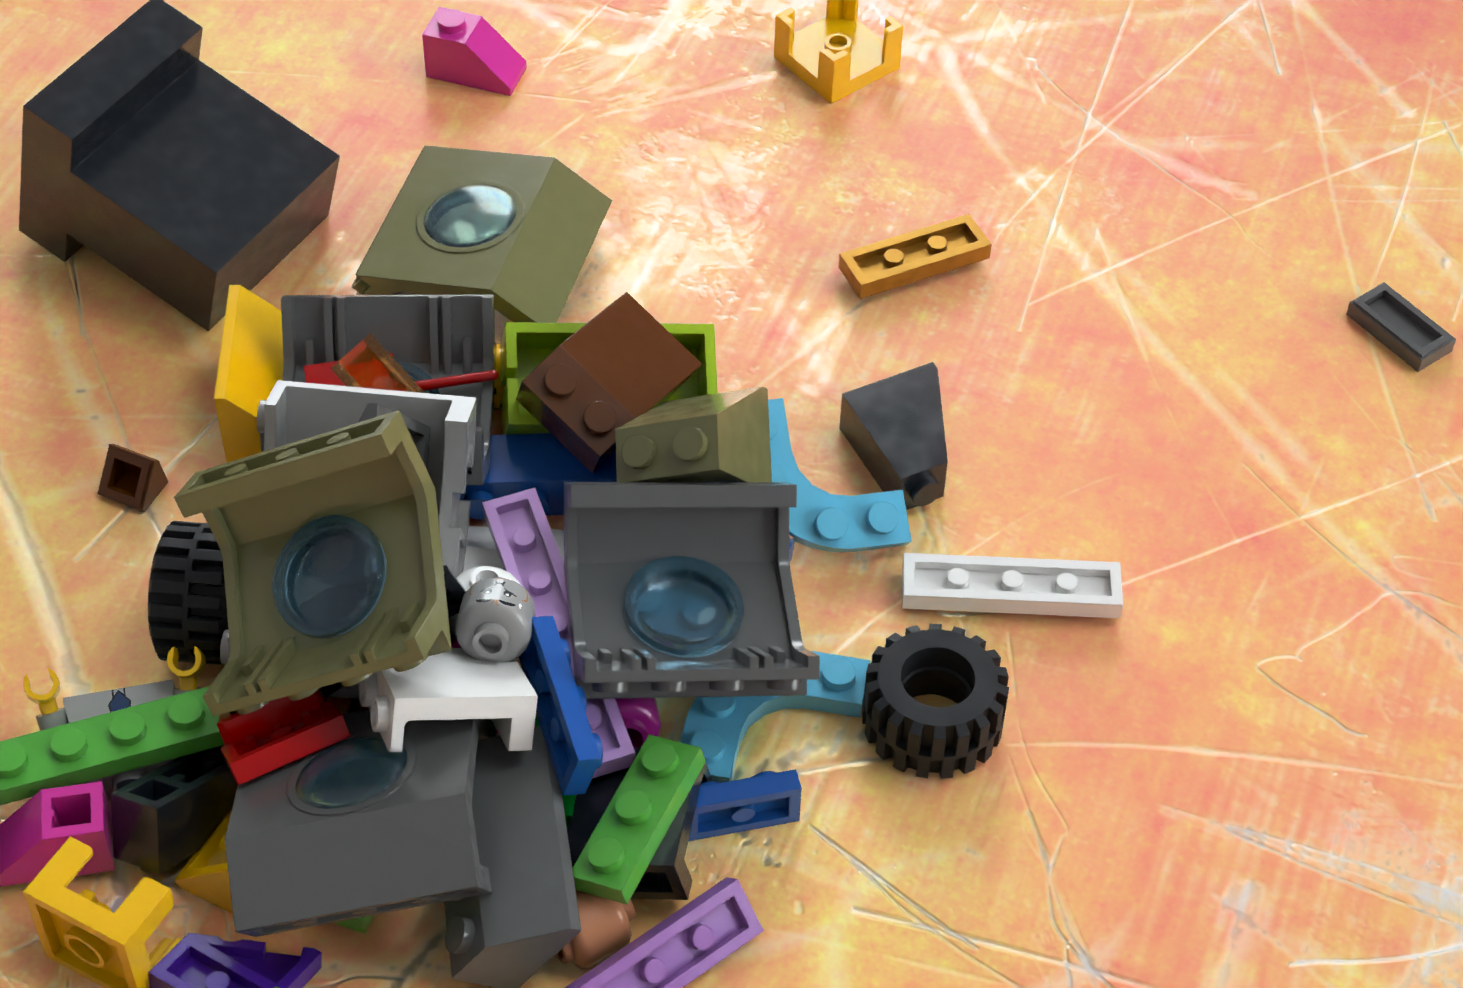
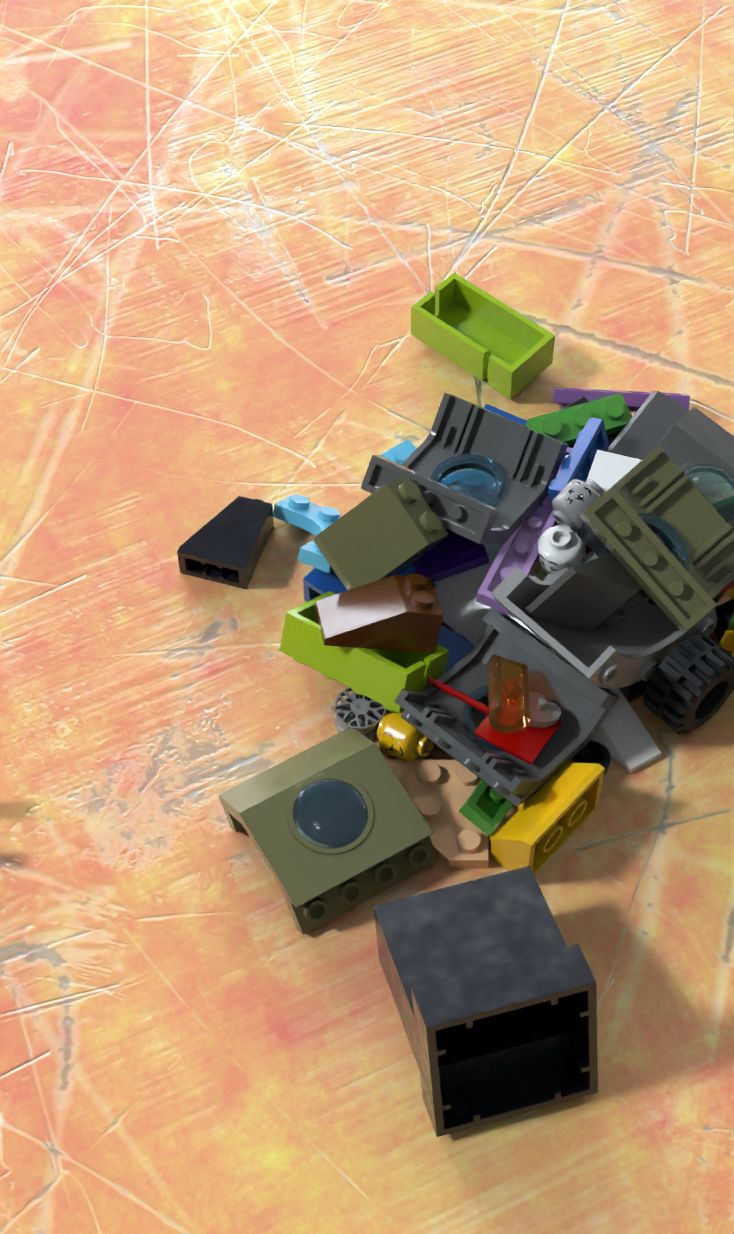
camera: 135 degrees left, 5 degrees up
(131, 478) = (662, 829): reddish brown slope -> none
(470, 53) = (168, 1013): dark pink slope -> none
(914, 256) = (88, 643): pearl gold plate -> none
(928, 902) = (482, 335): none -> lime piece
(930, 736) = (378, 388): black tyre -> none
(1012, 585) = (274, 441): white plate -> none

